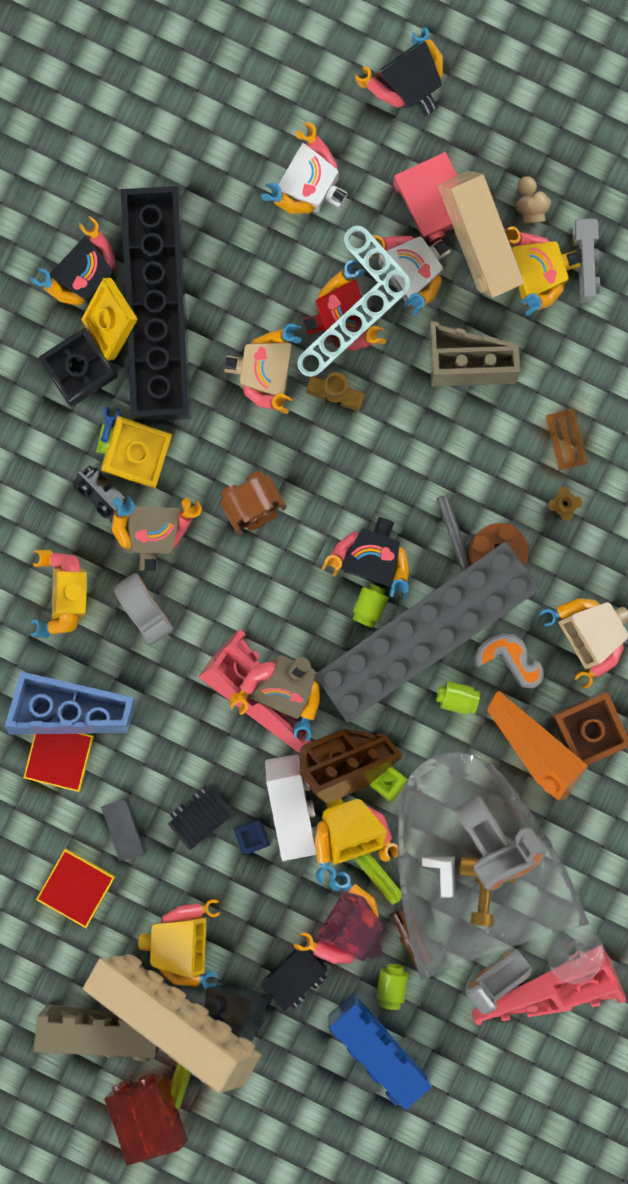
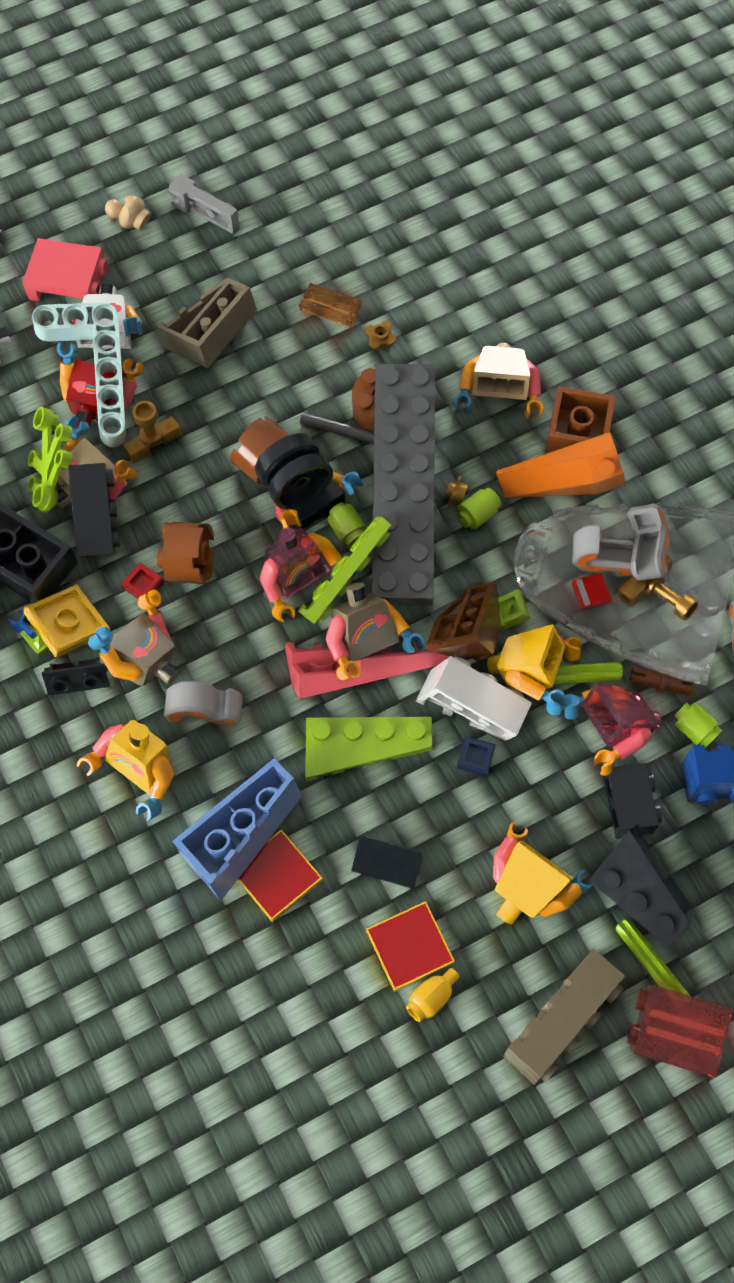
camera: 55 degrees left, 20 degrees down
(51, 928) = (431, 995): none -> yellow plant
(172, 1022) = (600, 919): tan brick -> none
(199, 741) = (352, 742): none -> lime wing
(200, 817) = (427, 783): black brick -> none
(210, 482) = (142, 581): none -> red tile
(233, 403) = (93, 509): none -> black brick
(249, 331) = (50, 460): none -> lime plant
(296, 640) = (323, 595): none -> lime wing
(305, 593) = (294, 564): none -> torso
(370, 539) = (293, 471): none -> black wheel
(382, 494) = (254, 442): none -> dark orange brick
(446, 835) = (591, 591): none -> red tile
(447, 872) = (624, 609): white tile -> none
(459, 670) = (455, 492): none -> pearl gold plate
(480, 233) = (120, 245): tan brick -> none
(515, 656) = (478, 445): light grey animal -> none
(541, 268) = (180, 238): torso -> none

